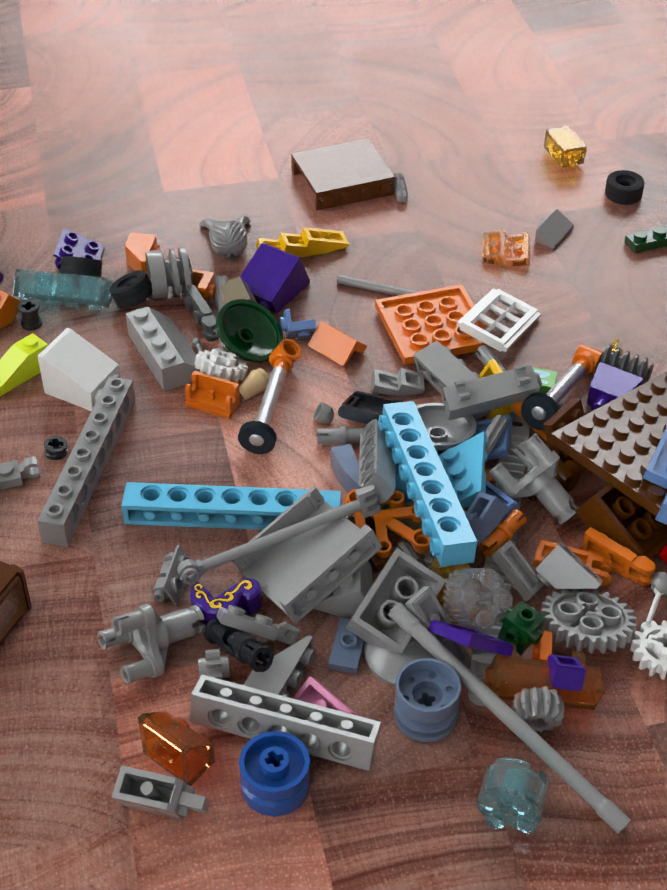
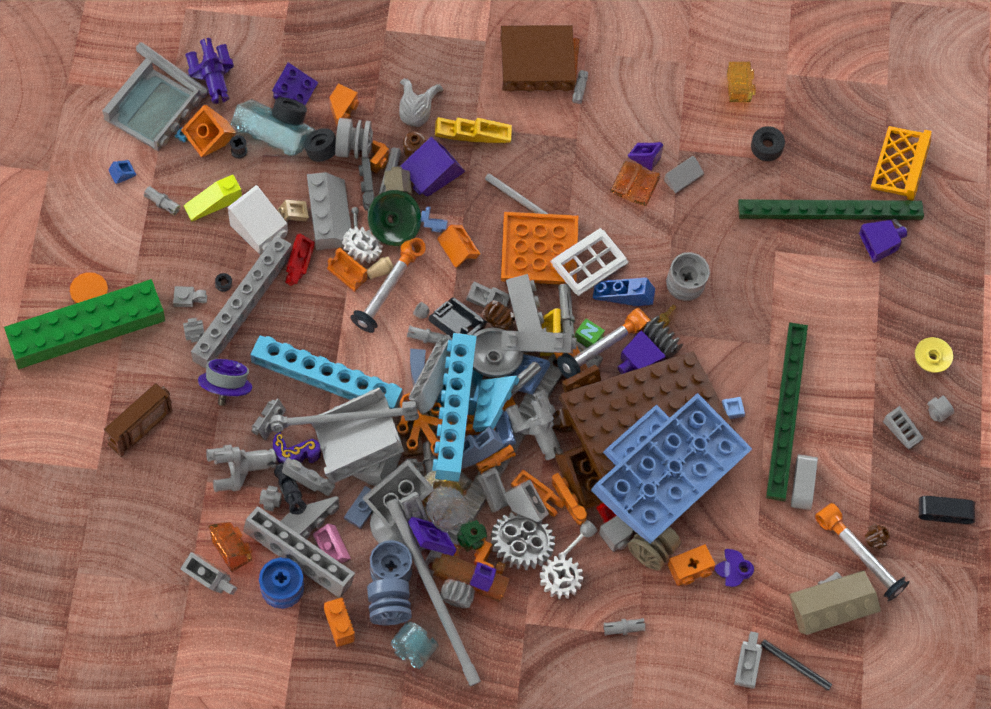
camera: 15 degrees right, 20 degrees up
(32, 502) = (193, 329): none -> light grey gear
(97, 536) = (226, 379): none -> dark purple piece
(123, 355) = (293, 210): none -> tan bracket
(146, 400) = (299, 259): none -> red hinge
(237, 262) = (412, 142): none -> reddish brown head
(384, 801) = (339, 622): none -> orange brick
(422, 388) = (498, 315): none -> reddish brown gear
(447, 747) = (389, 601): none -> sand blue wheel
(506, 218) = (647, 154): none -> dark purple slope
(556, 337) = (625, 291): none -> blue slope
(619, 303) = (689, 267): none -> light grey wheel

